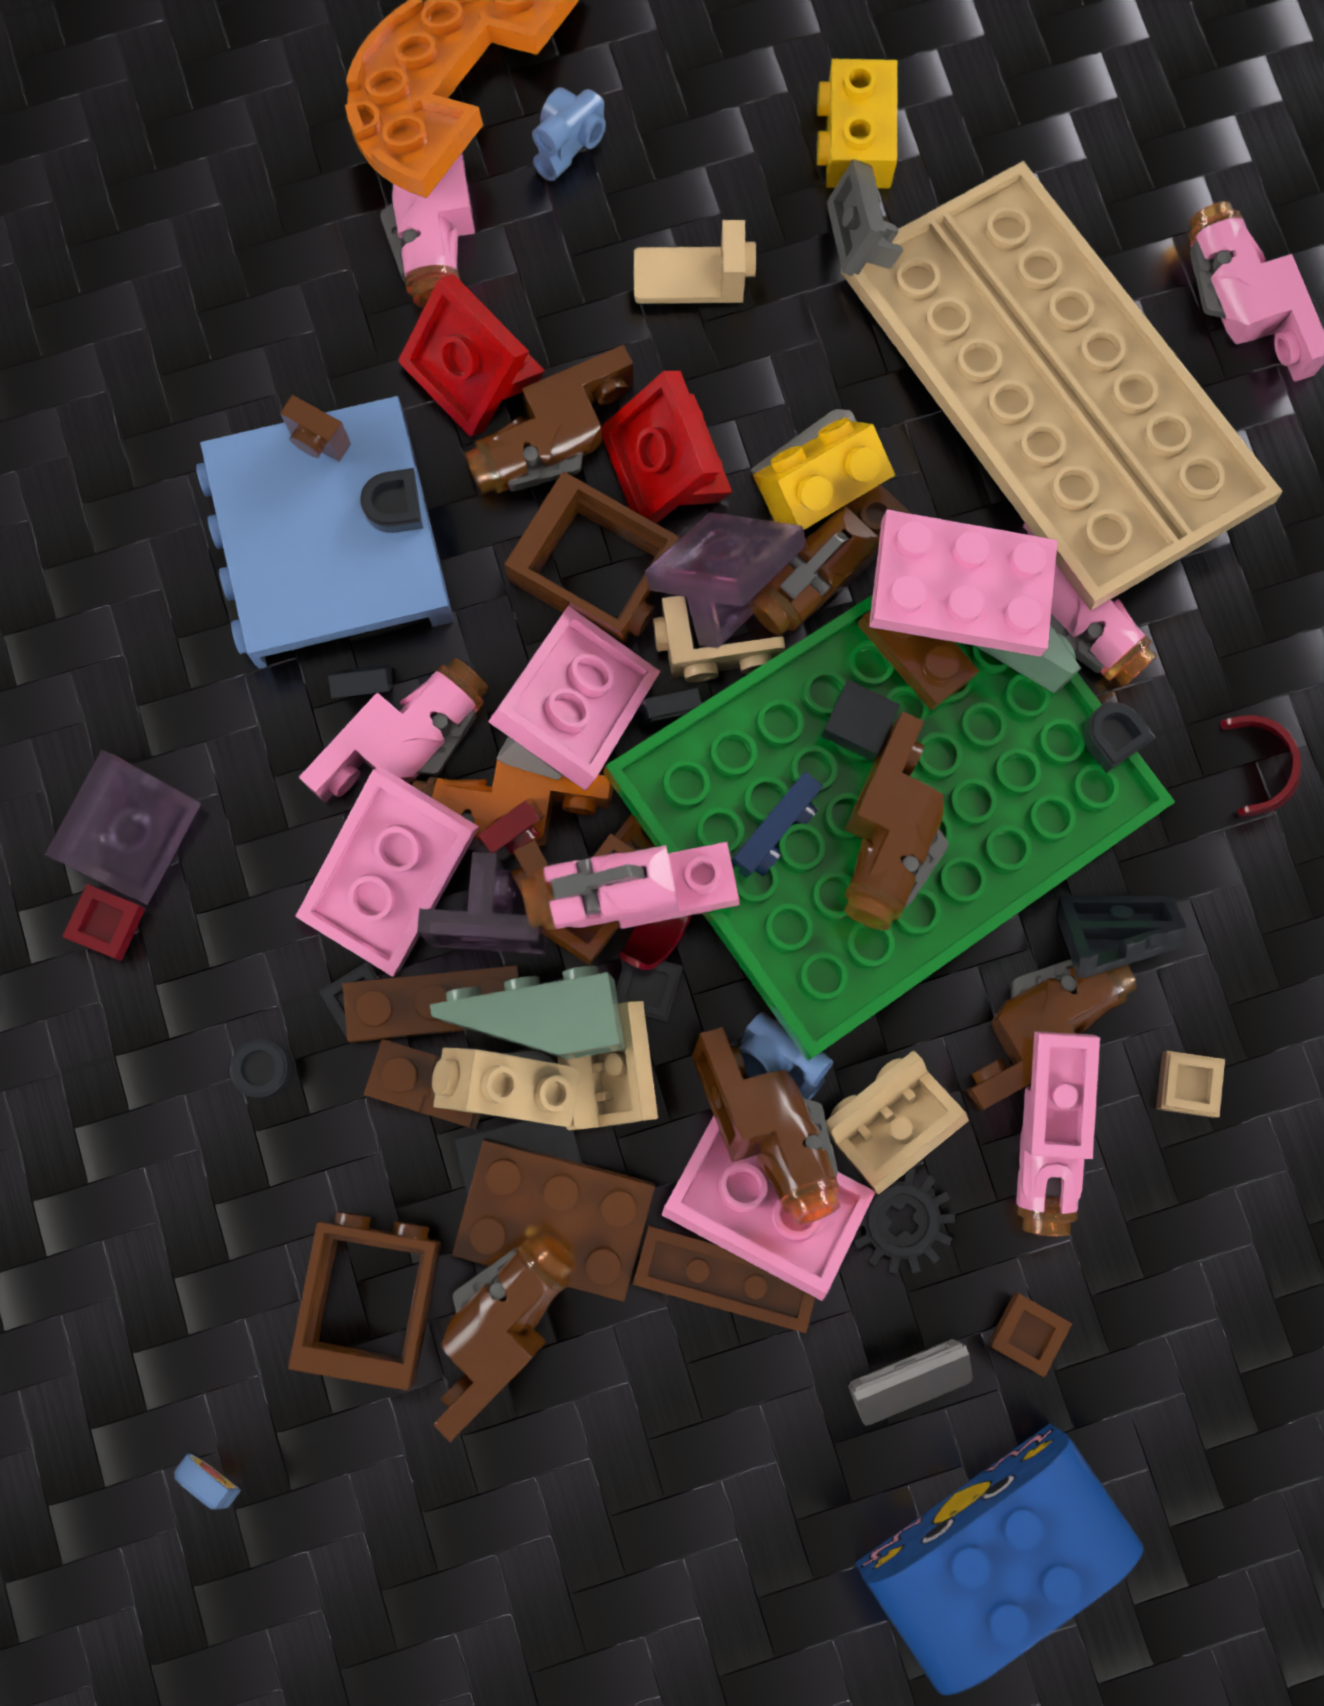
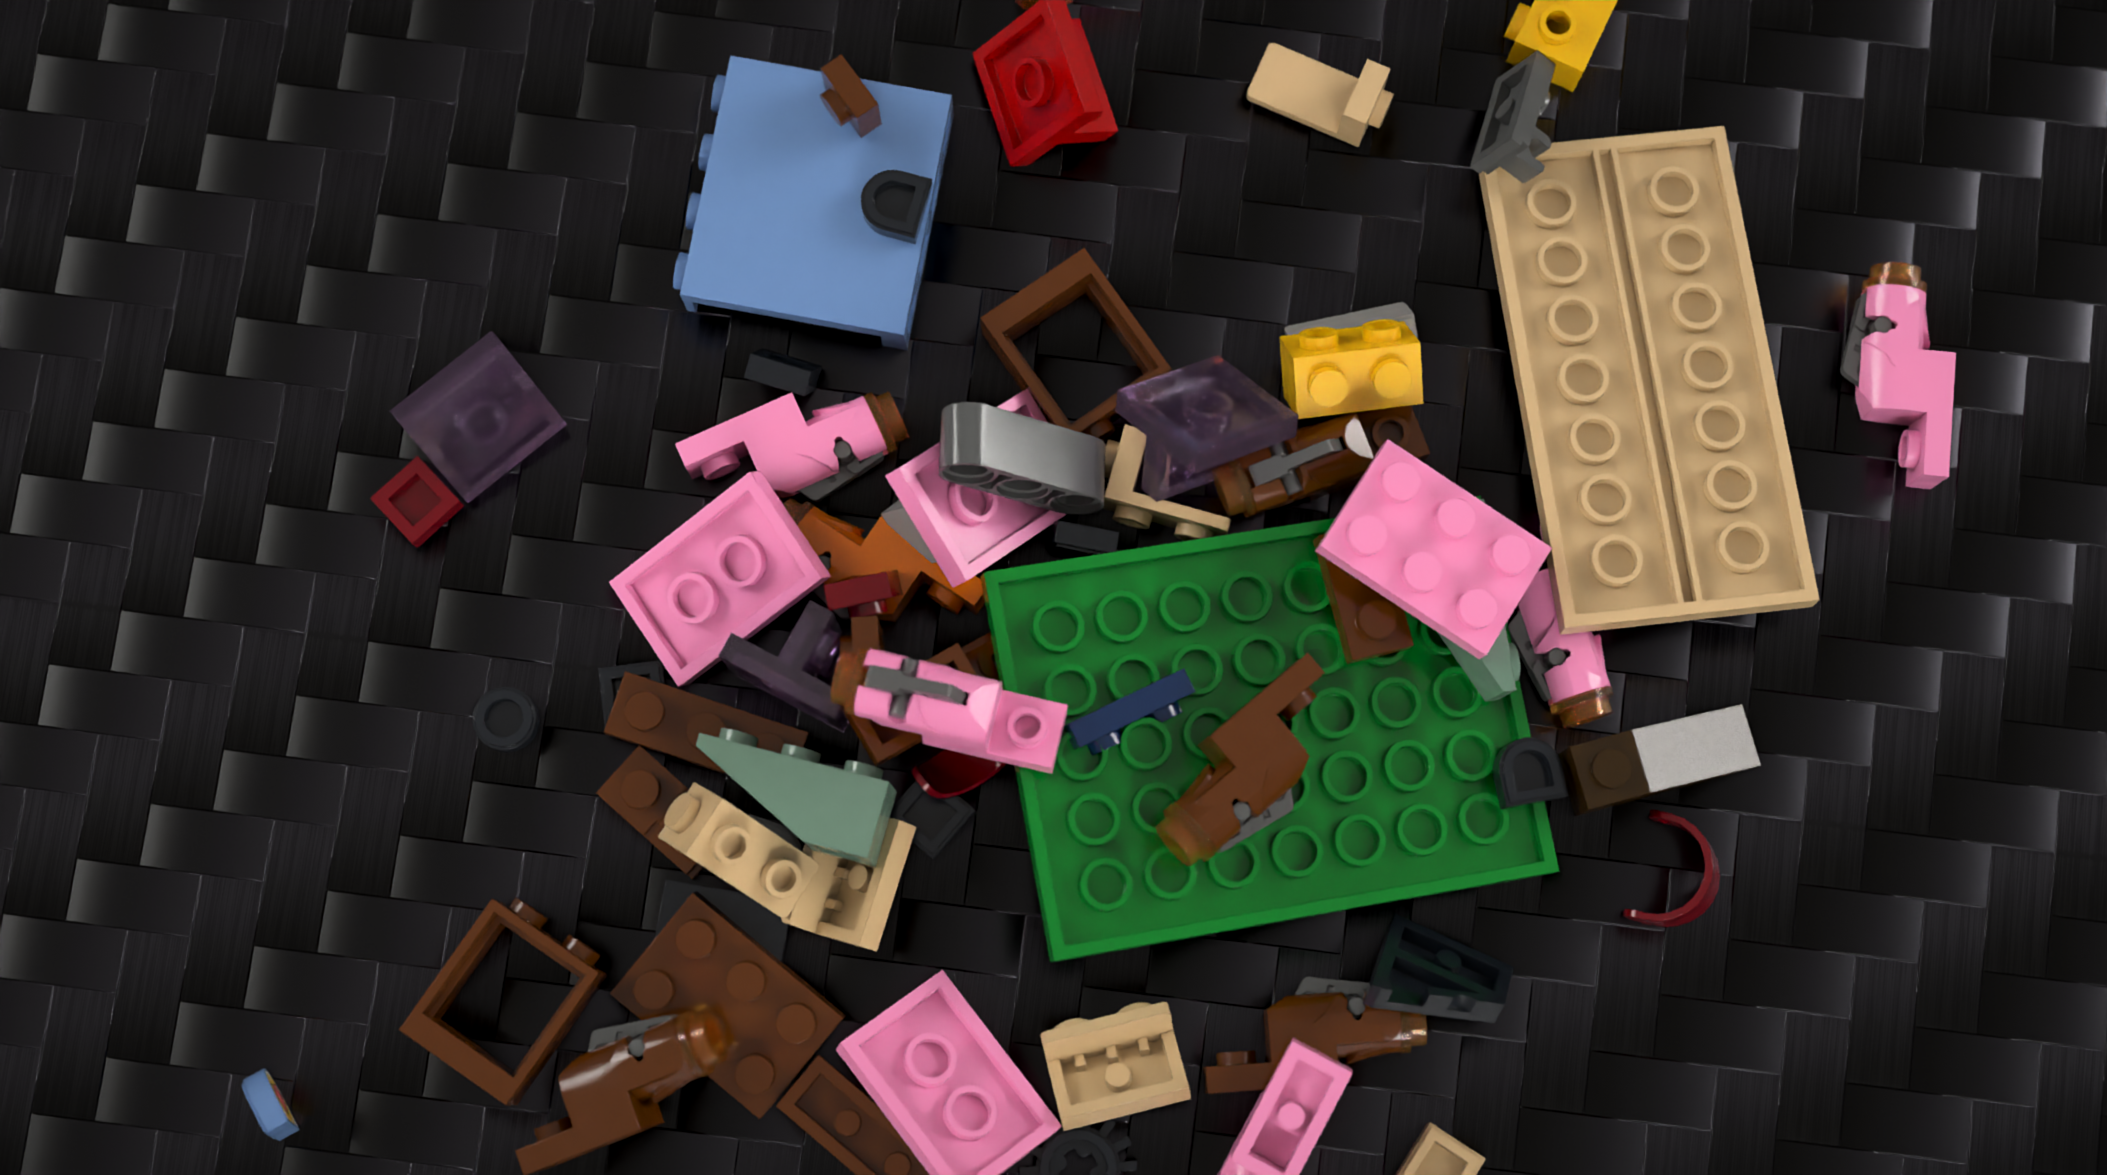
camera: 25 degrees right, 0 degrees up
(559, 426) = (1103, 201): reddish brown plate -> none
(592, 659) = (1022, 458): none -> dark grey beam
(664, 450) = (1201, 271): red bracket -> none
(769, 1049) = (1020, 939): medium blue plate -> none
(775, 1123) = (989, 1009): reddish brown plate -> none
(860, 720) = (1266, 641): black tile -> none
(1208, 678) = (1657, 759): none -> slope

